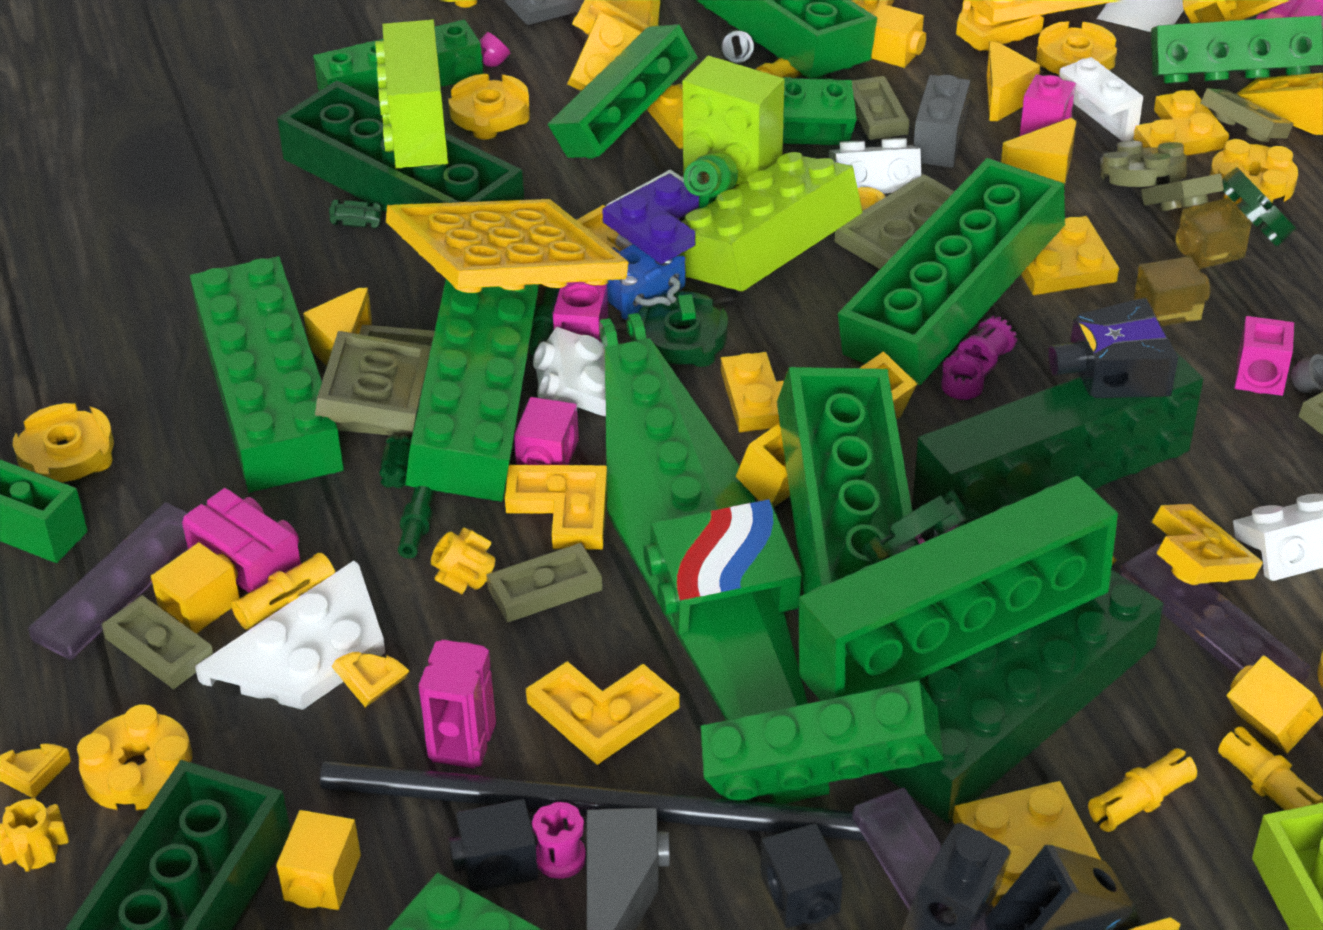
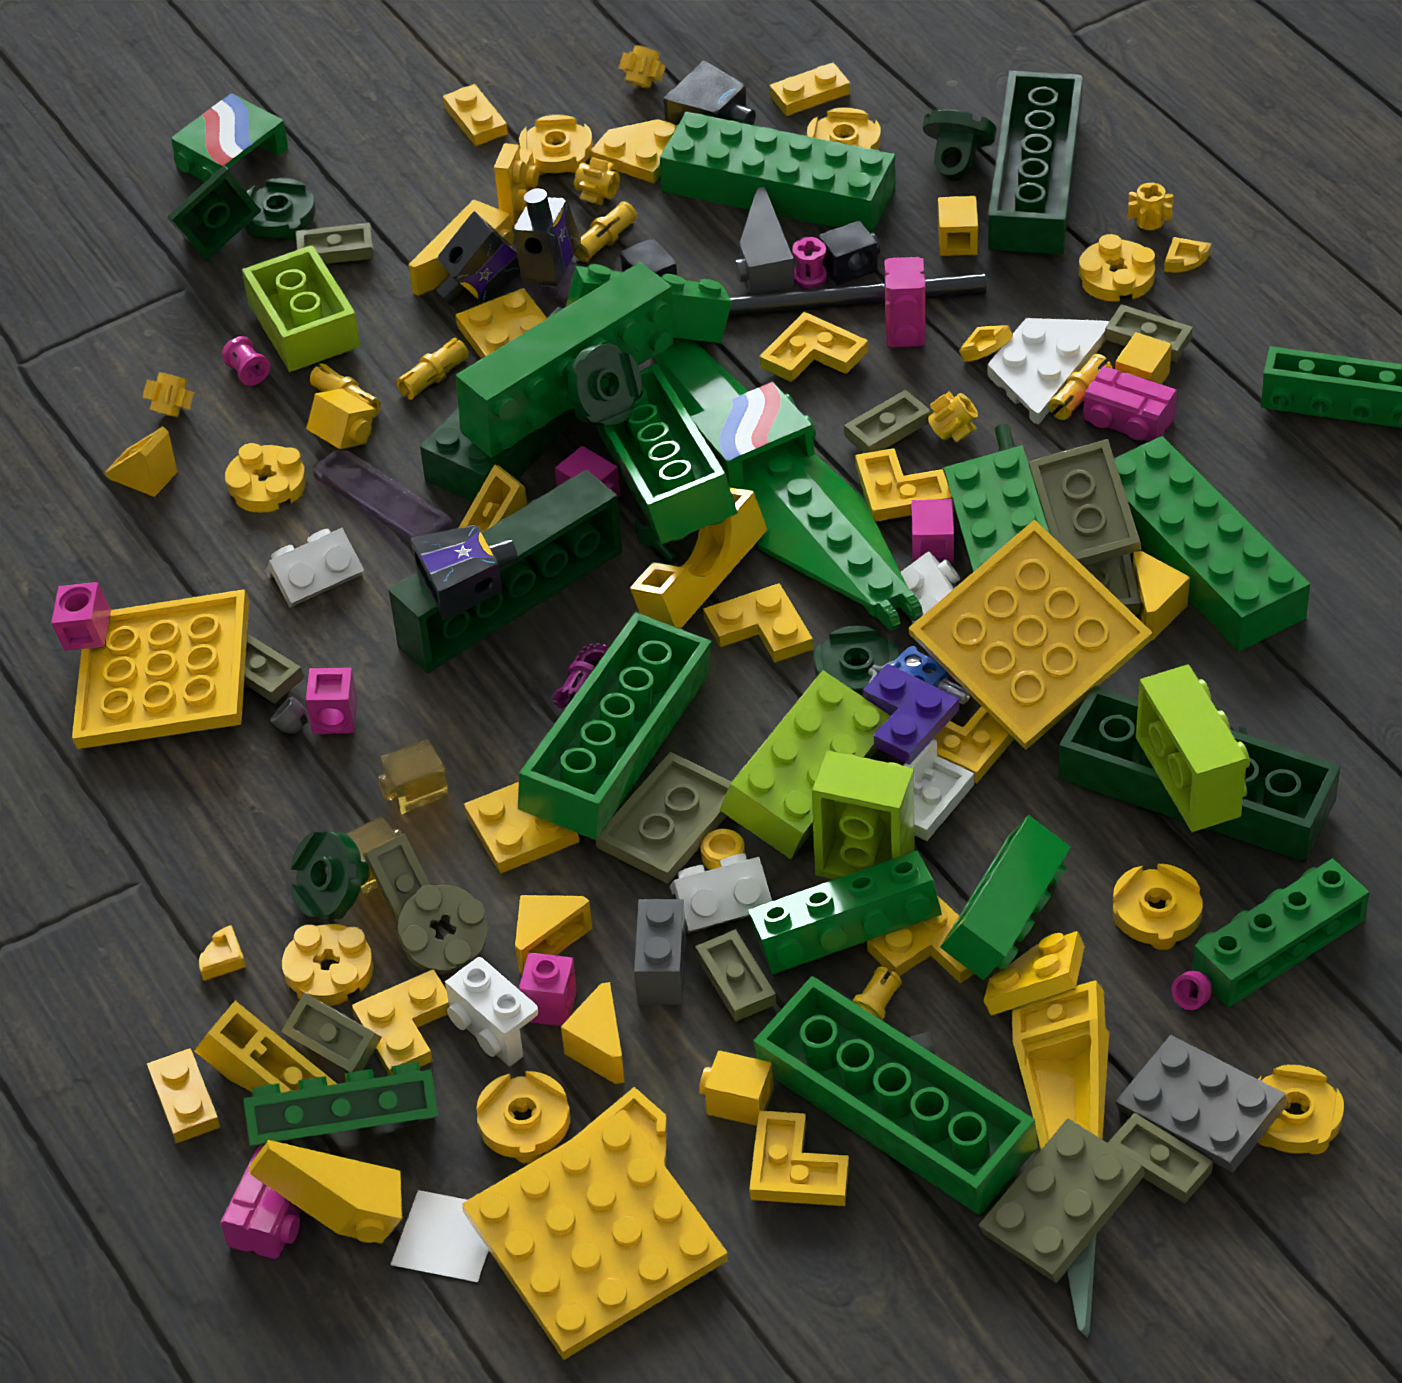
camera: 170 degrees right, 5 degrees up
(87, 448) = (1322, 479): yellow plate -> none
(111, 584) = (1210, 378): clear purple tile -> none
(687, 307) = (855, 664): green piece -> none
(710, 177) = (869, 738): green piece -> none
(1201, 548) = (380, 523): yellow plate -> none

